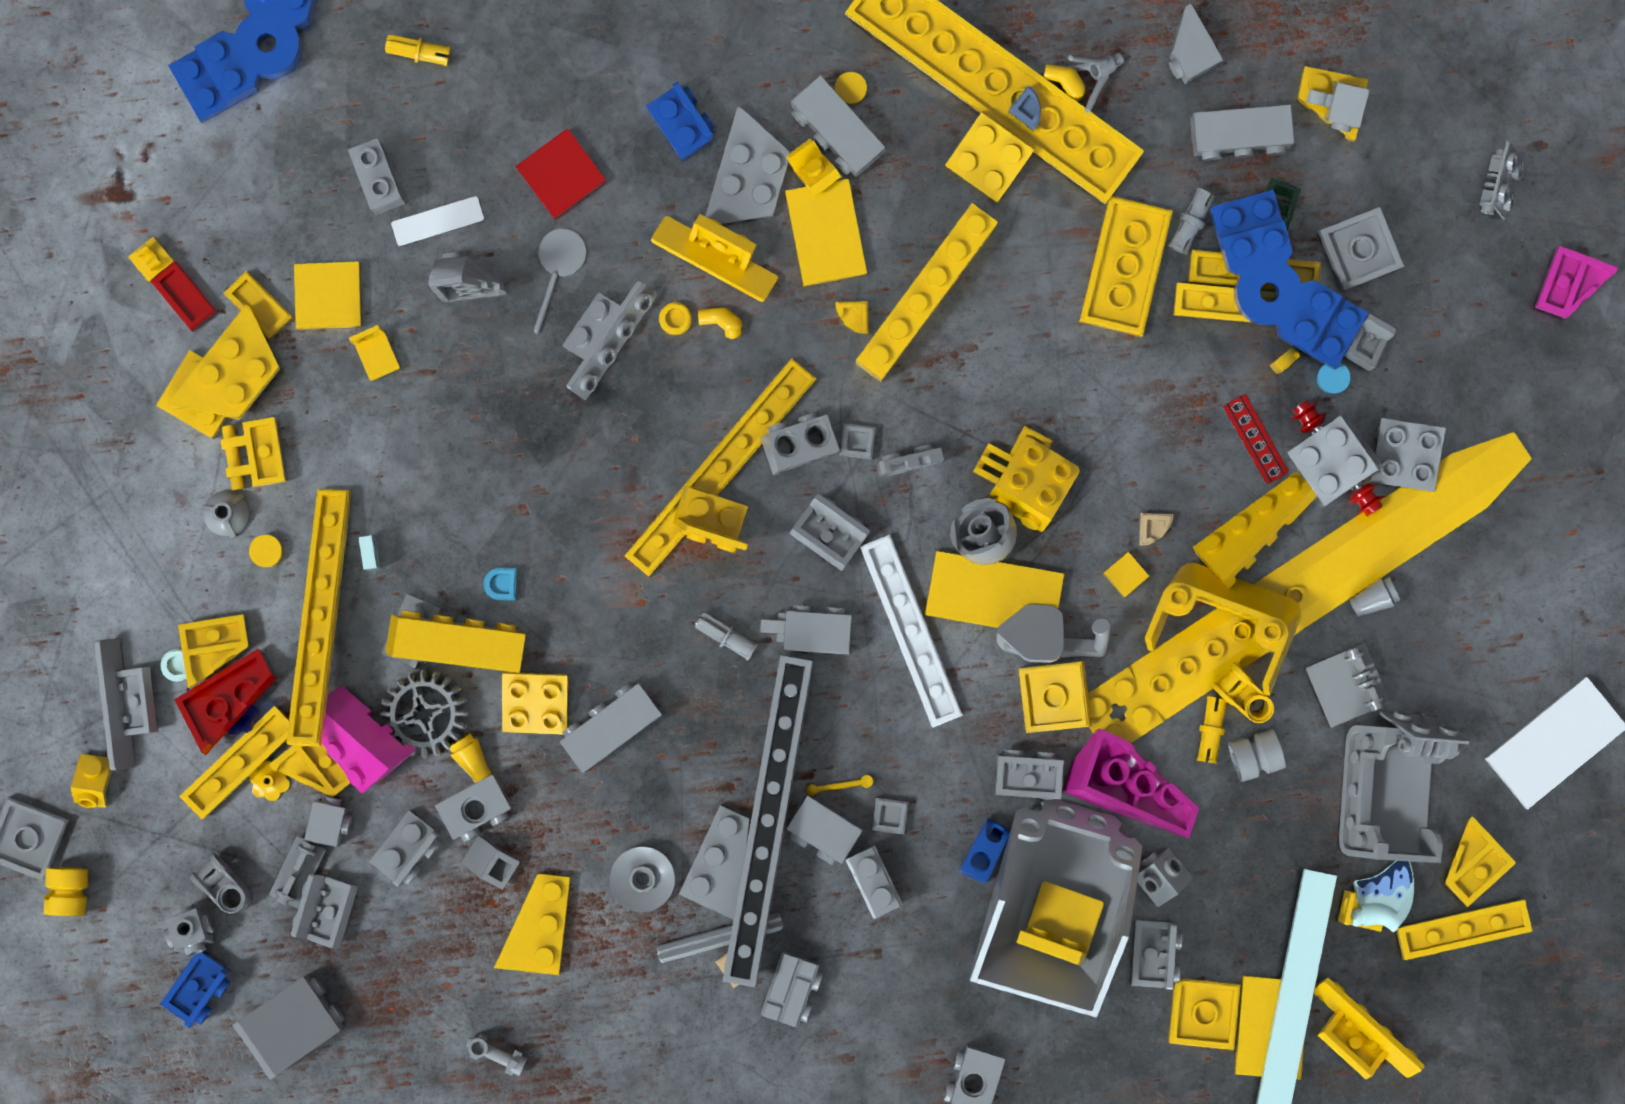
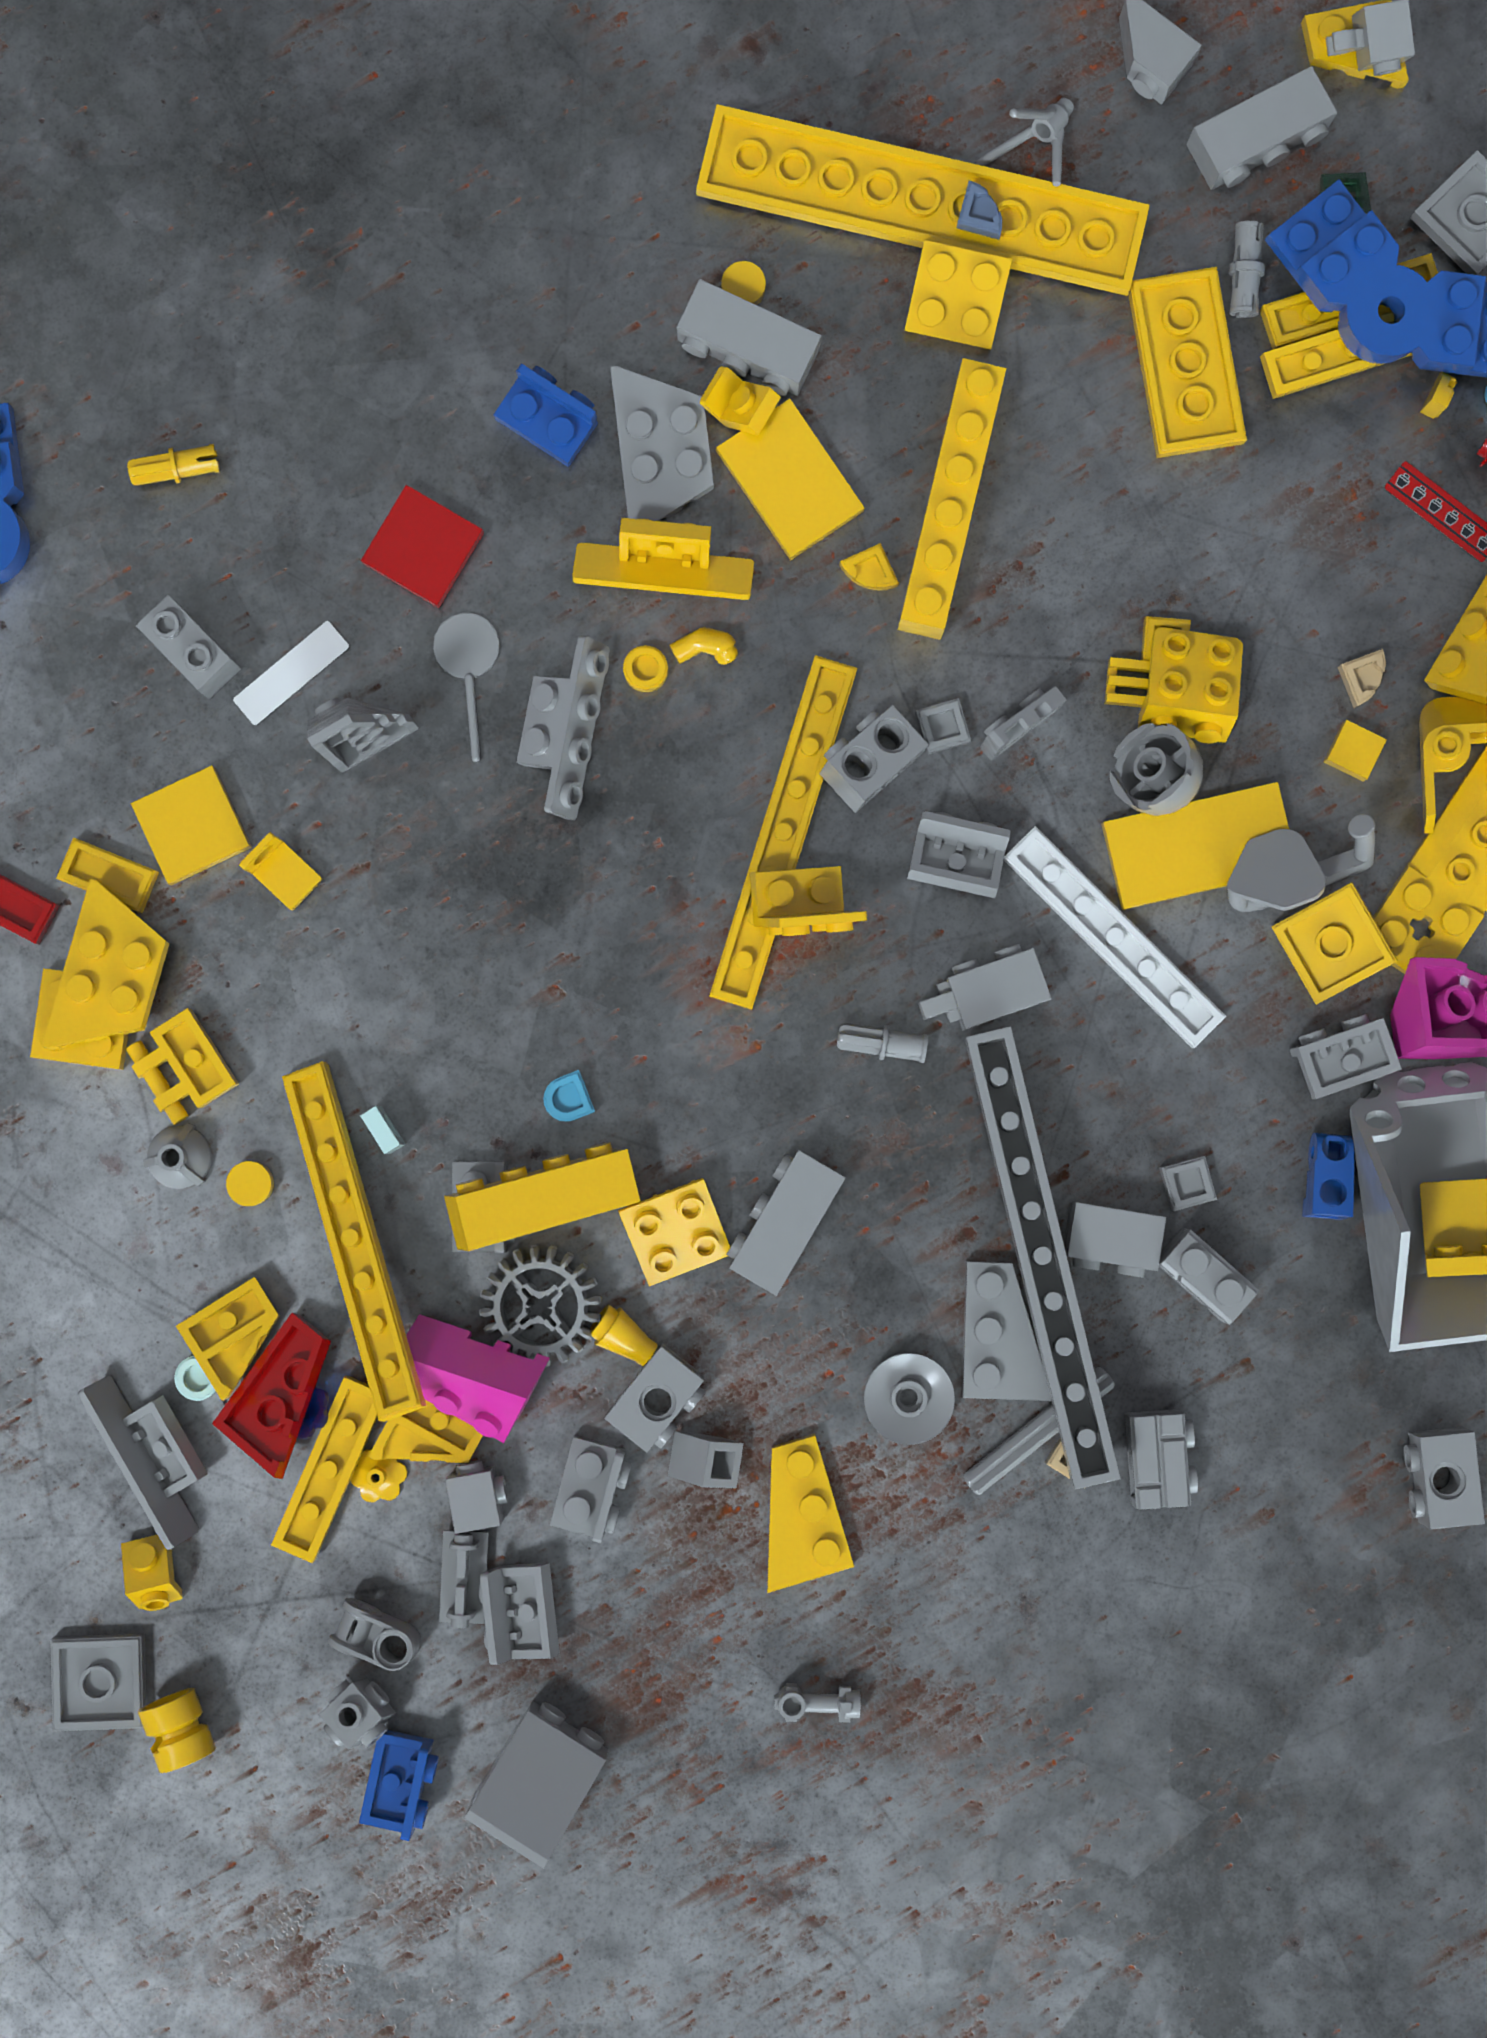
camera: 15 degrees left, 0 degrees up
(866, 781) = (1138, 1152): yellow hinge -> none
(1068, 78) = (1014, 155): yellow arm -> none

